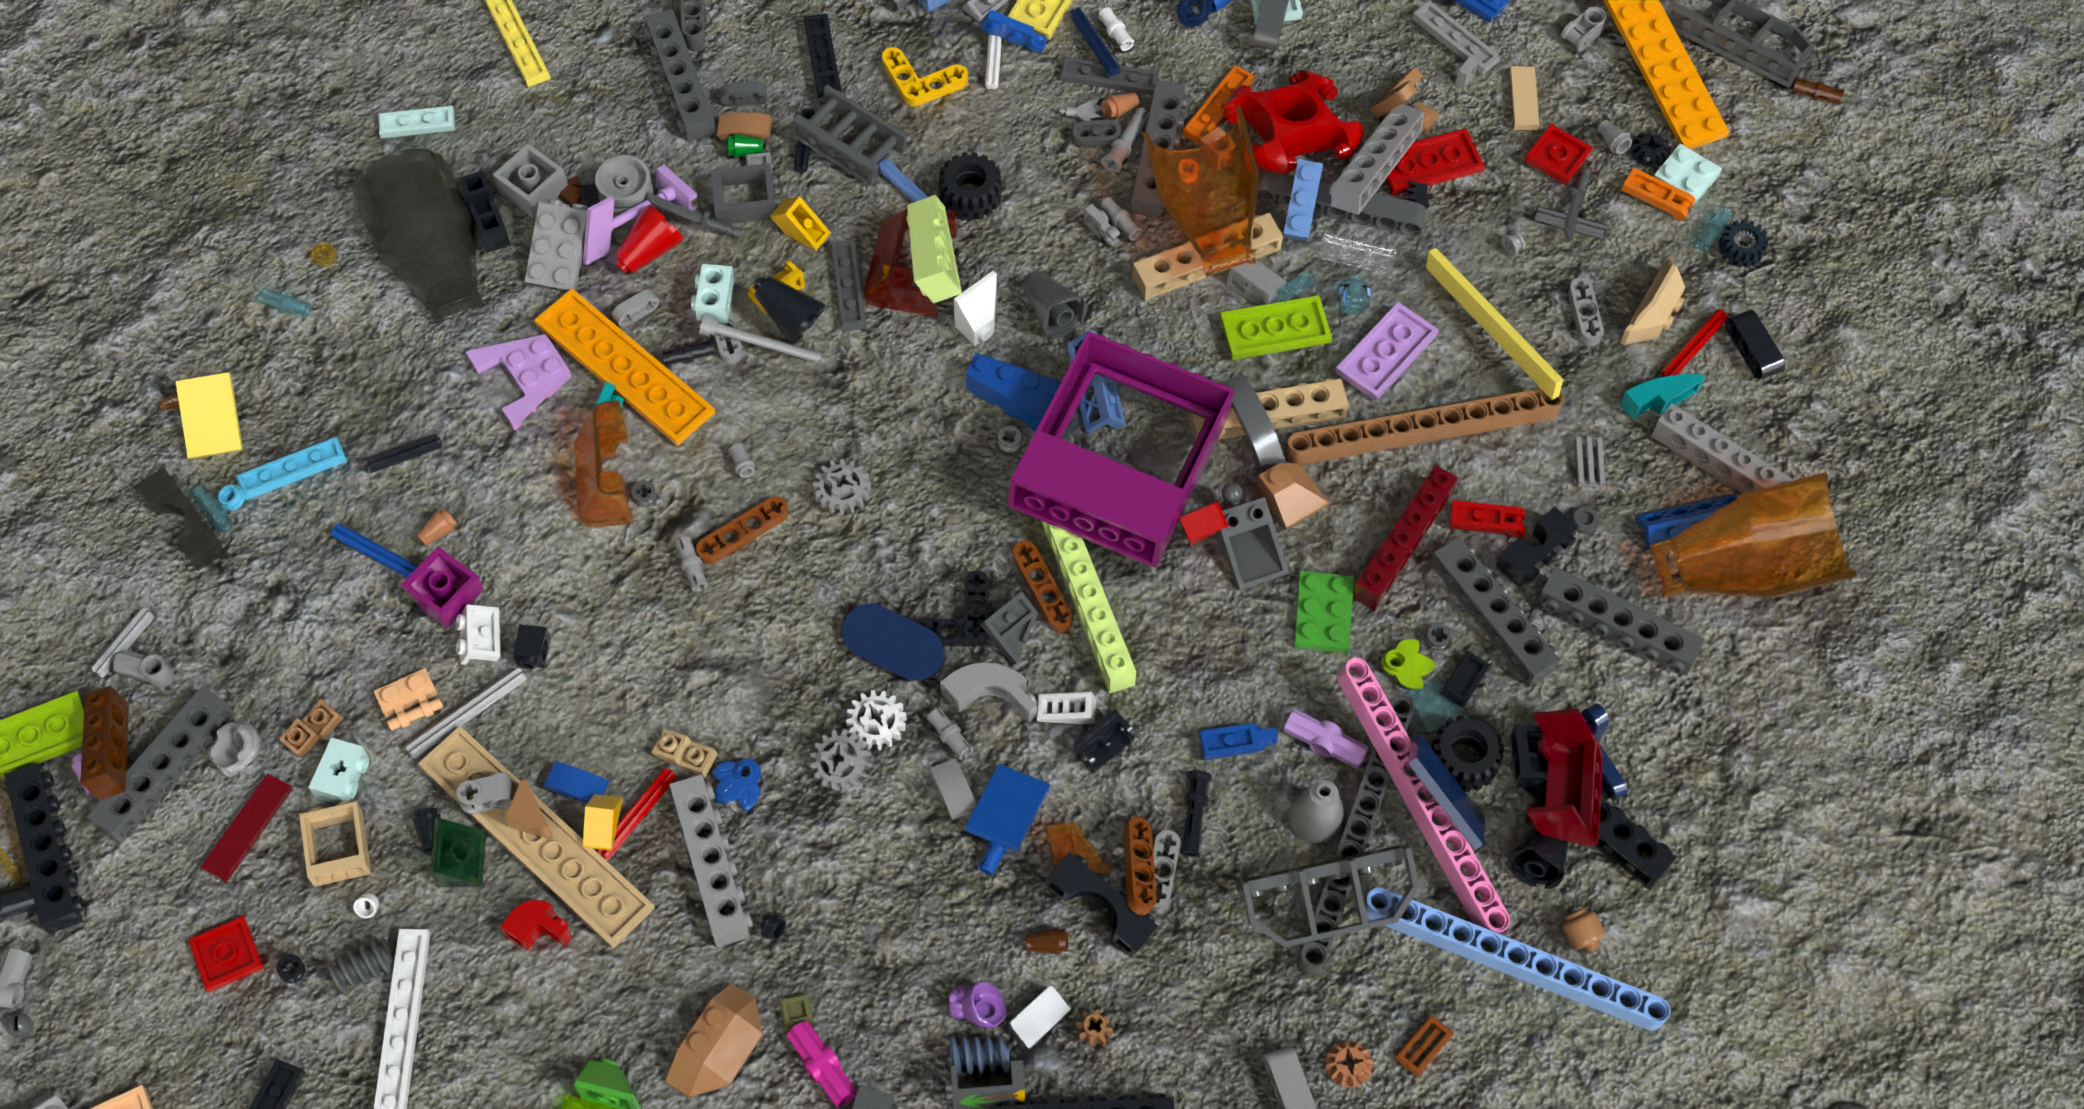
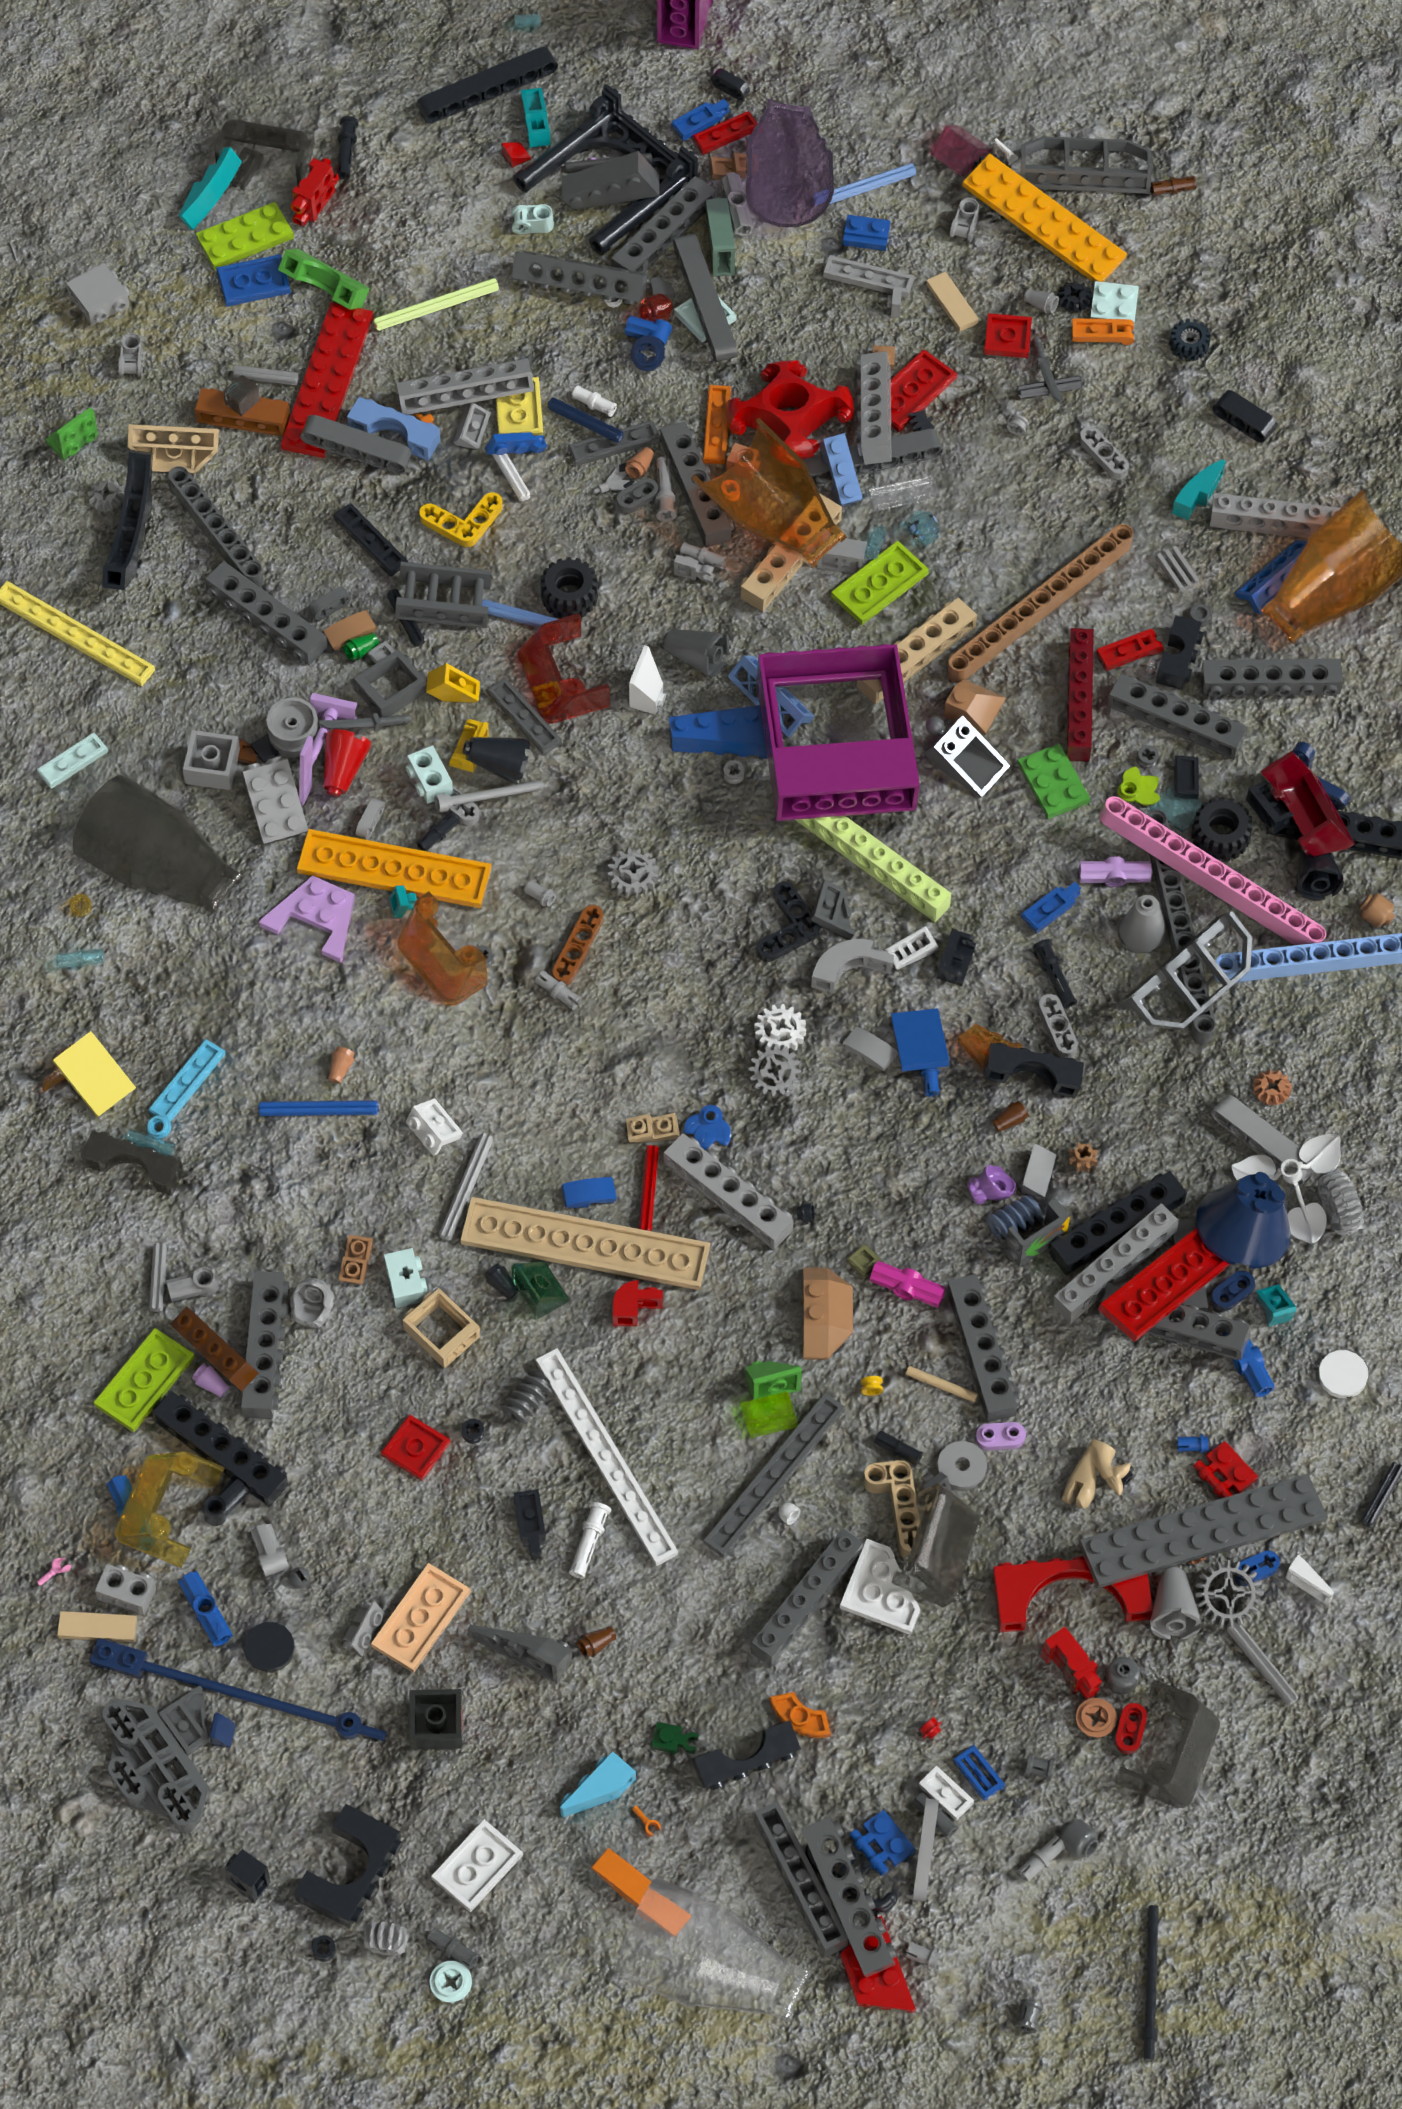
camera: 30 degrees left, 0 degrees up
(246, 828) = (362, 1355): dark red tile -> none
(361, 904) = (502, 1356): white hinge -> none
(403, 453) = (268, 1024): black axle -> none
(406, 693) = (409, 1196): light nougat plate -> none
(442, 587) = (383, 1103): magenta slope -> none
(484, 211) = (204, 813): black arch -> none
(487, 792) = (536, 1229): light grey piece -> none
(525, 813) = (576, 1227): medium nougat slope -> none
(531, 646) = (482, 1112): black brick -> none
(601, 821) = (632, 1205): yellow slope -> none
(893, 642) = (754, 967): dark blue tile -> none
(932, 250) = (589, 650): yellowish green wedge -> none
(950, 733) = (840, 1011): light grey pin -> none
(1040, 587) = (836, 867): dark orange beam -> none
(1144, 865) = (1027, 1013): dark orange beam -> none
(1203, 523) = (930, 758): red slope -> none
(1255, 424) = (920, 666): dark grey slope -> none
(1386, 351) = (975, 559): lavender plate -> none
(1397, 93) = (856, 347): medium nougat beam -> none
(1409, 1064) = (1313, 1065): dark orange tile -> none
(1447, 791) = (1229, 860): dark blue tile -> none
(1494, 324) = (1044, 496): light yellow tile -> none
(1657, 306) = (1155, 420): tan wedge -> none
(1694, 344) = (1200, 438): red axle -> none
(1714, 229) = (1160, 338): clear light blue pin -> none

